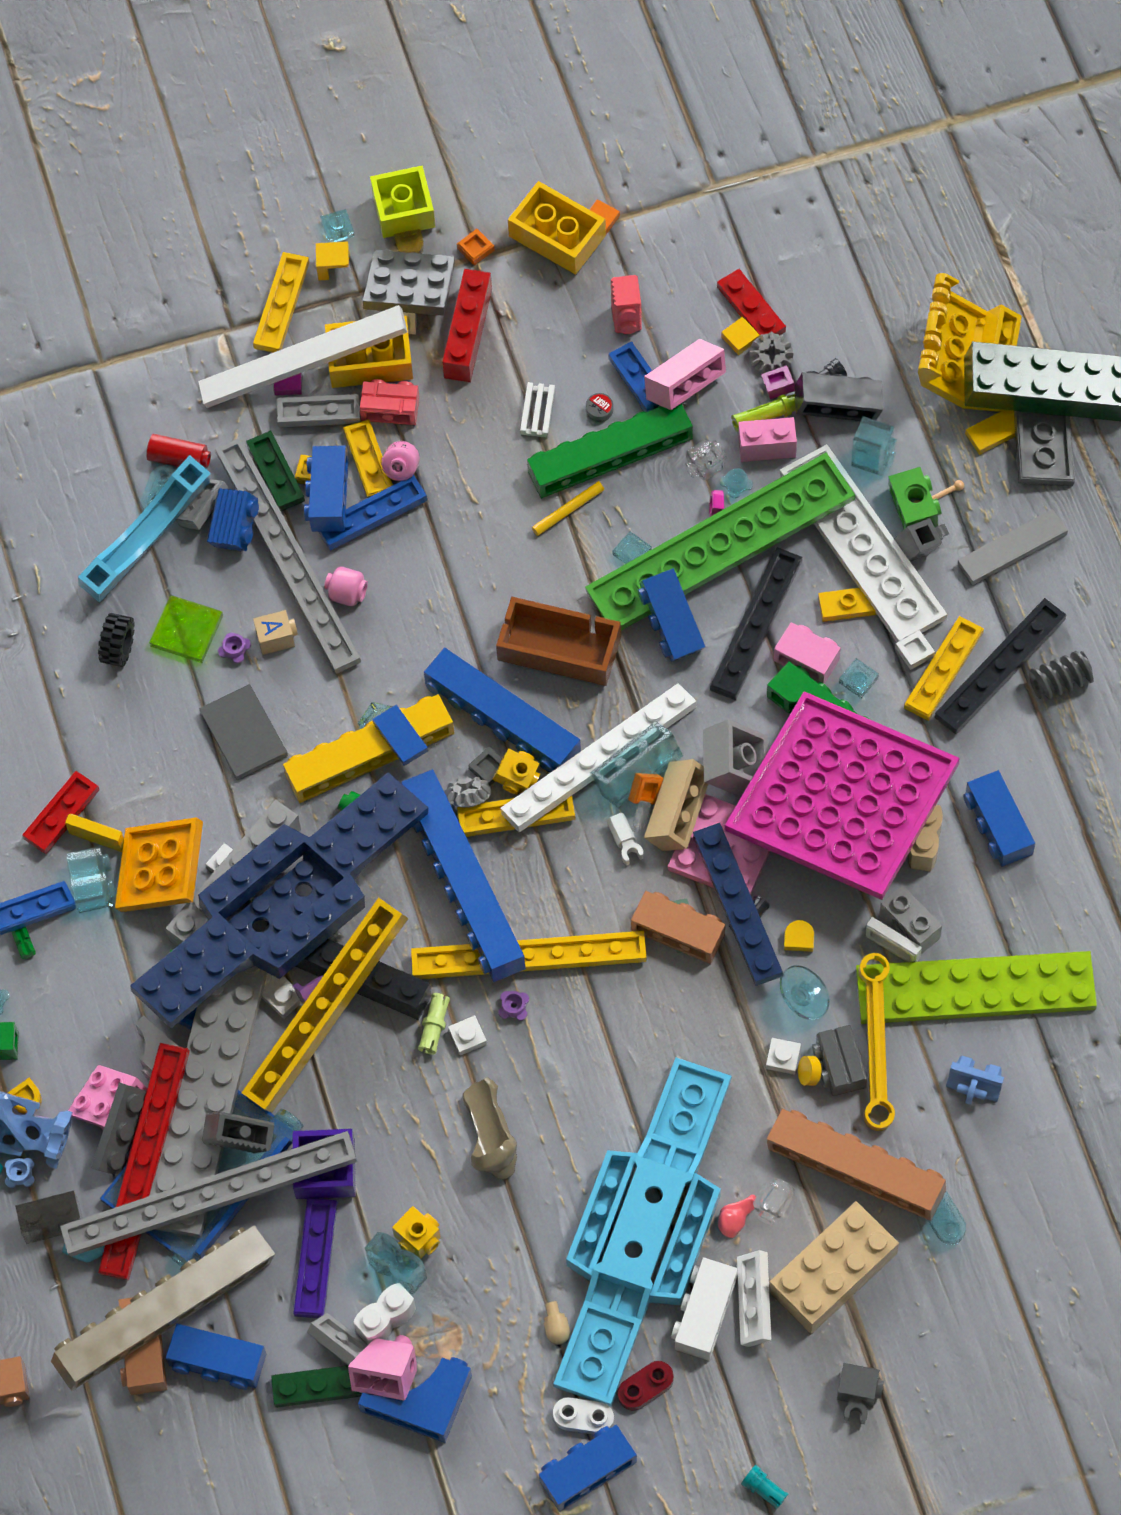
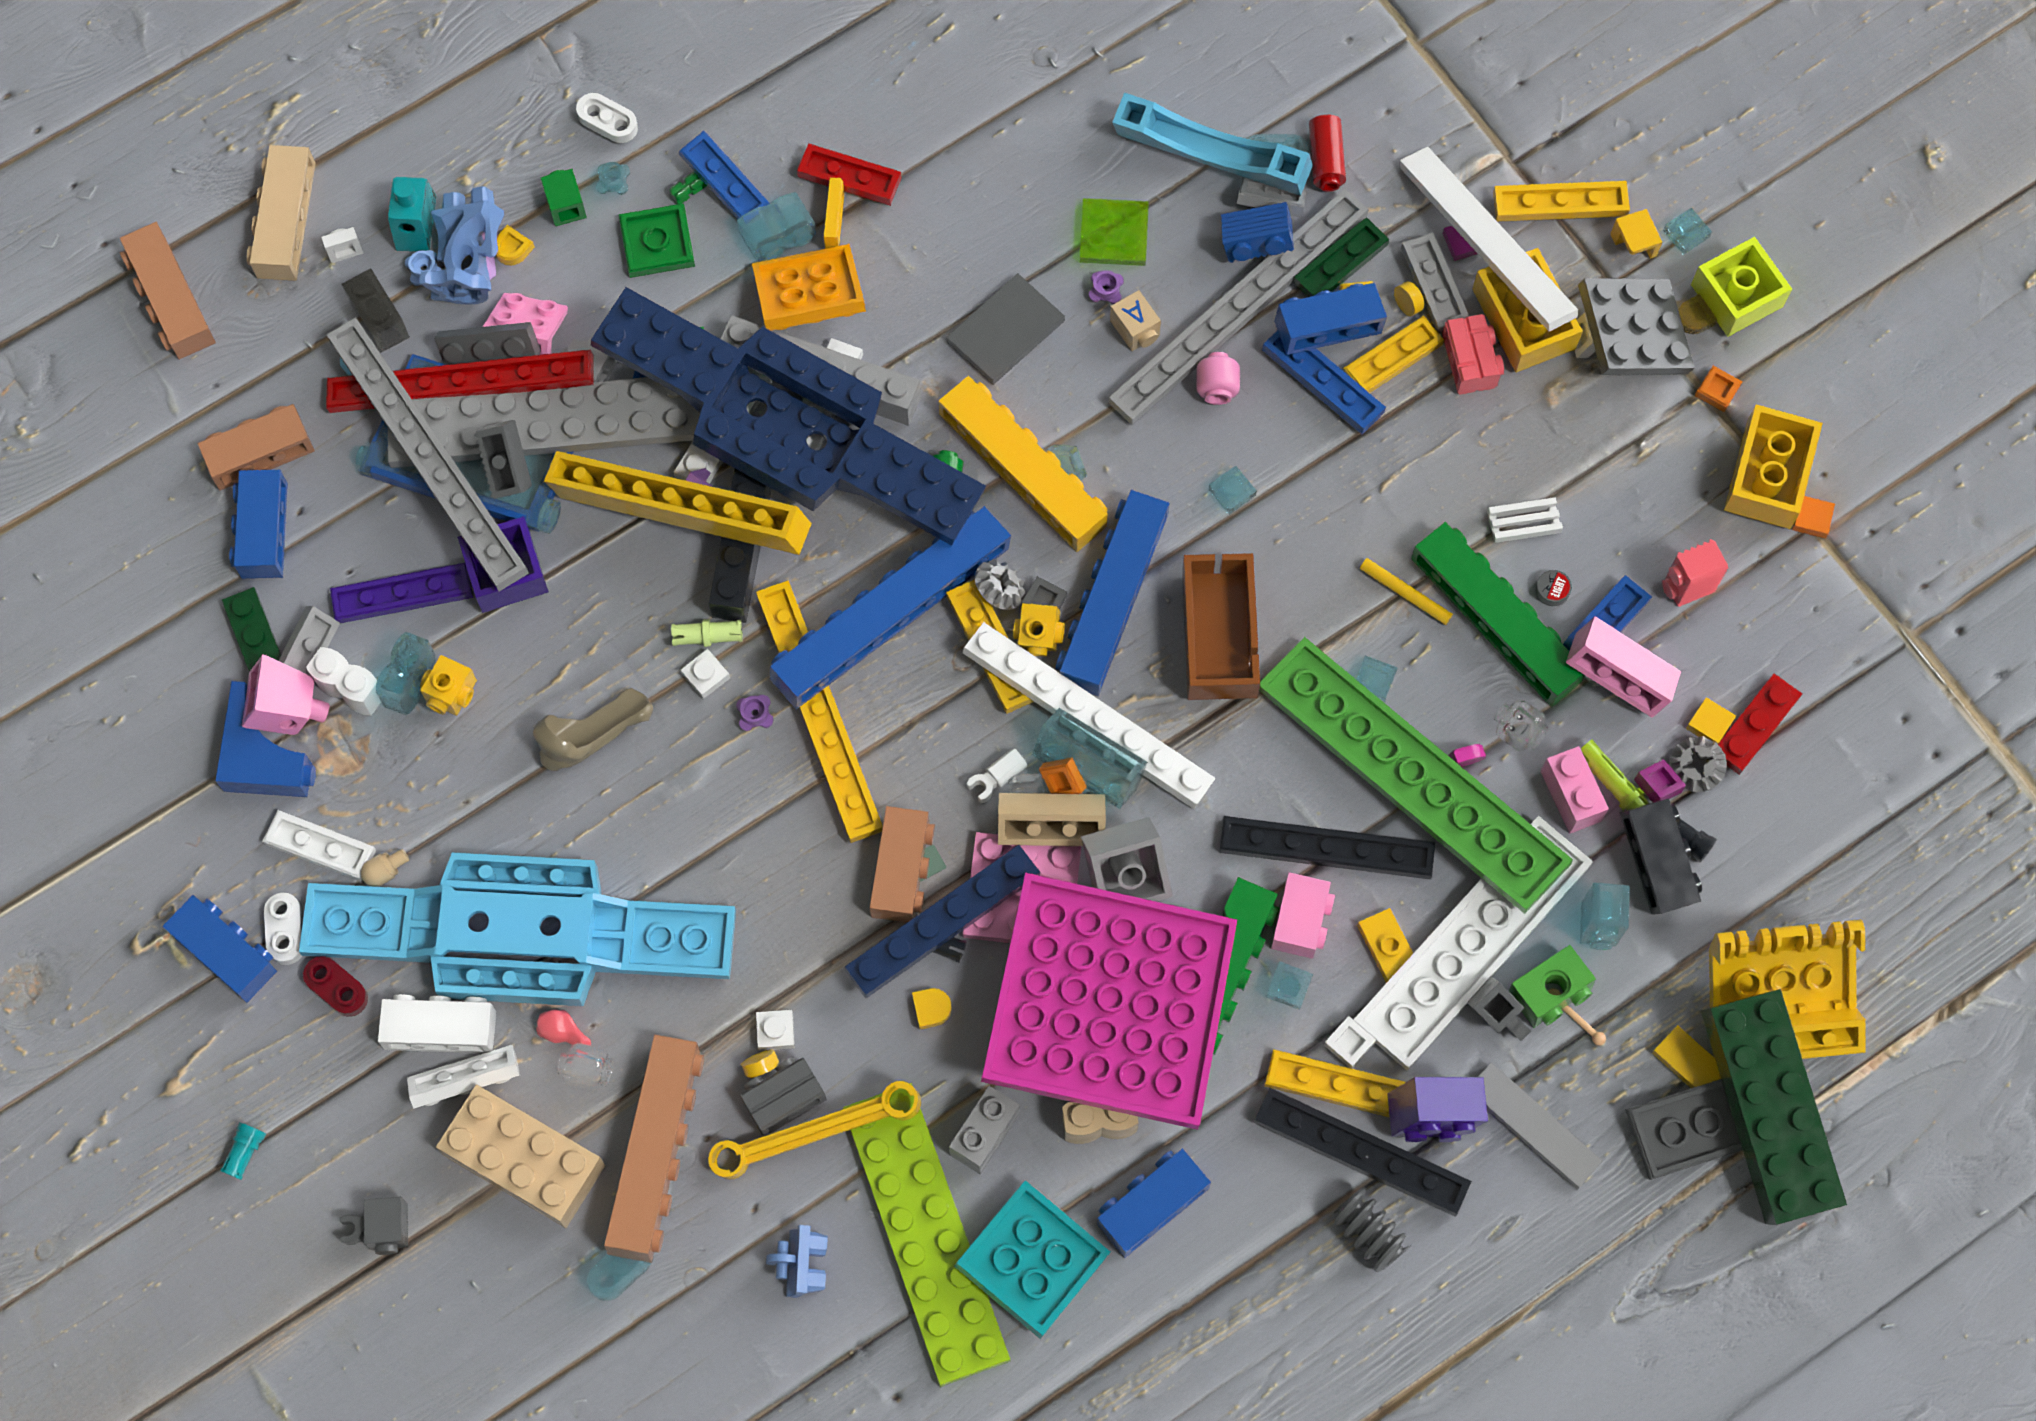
camera: 70 degrees right, 5 degrees up
(63, 979) = (656, 240): none -> green tile
(116, 639) = (1068, 159): black tyre -> none
(162, 1307) = (288, 447): brick -> none
(326, 432) = (1409, 298): none -> yellow tile
(400, 461) = (1397, 386): bright pink head -> none
(400, 735) = (1039, 486): blue tile -> none
(442, 605) = (1232, 490): none -> clear light blue plate
(467, 325) = (1604, 407): red brick -> none
(519, 1373) = (318, 845): none -> white tile
(671, 615) = (1293, 741): blue brick -> none
(736, 475) = (1511, 763): clear light blue plate -> none
(804, 992) = (866, 1041): clear light blue dish -> none
(893, 941) = (952, 1116): white tile -> none
(988, 599) = (1437, 1108): none -> brick
(1020, 912) = (1032, 1259): none -> teal plate

